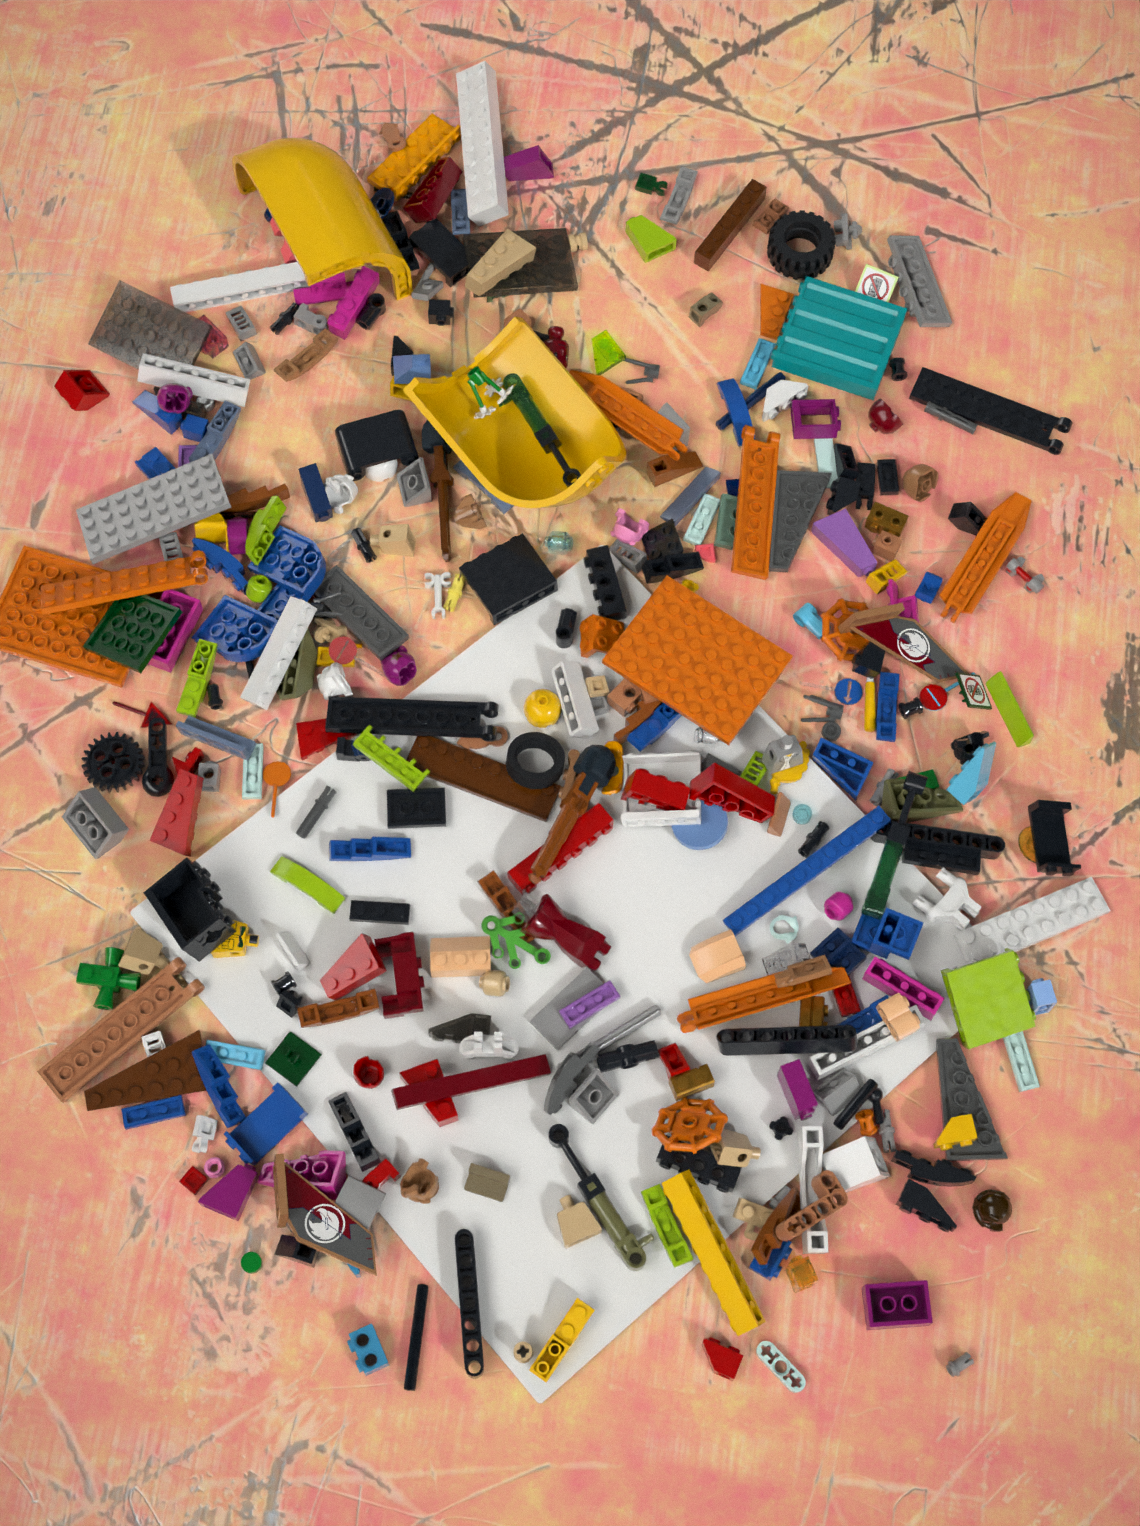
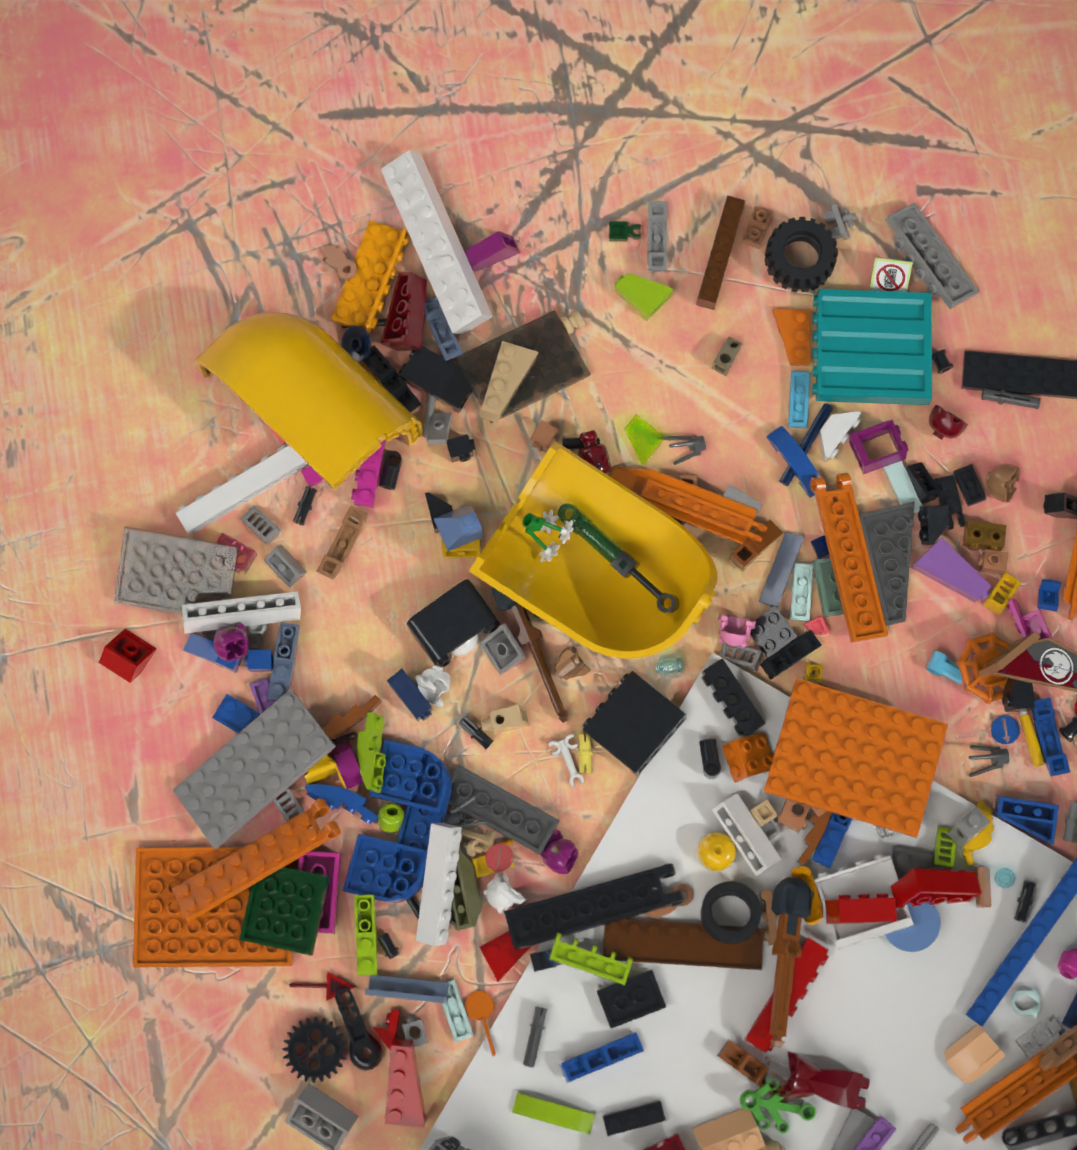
camera: 15 degrees left, 10 degrees up
(309, 320) = (330, 501): light grey leg -> none
(831, 731) = (1002, 778): dark grey tile -> none

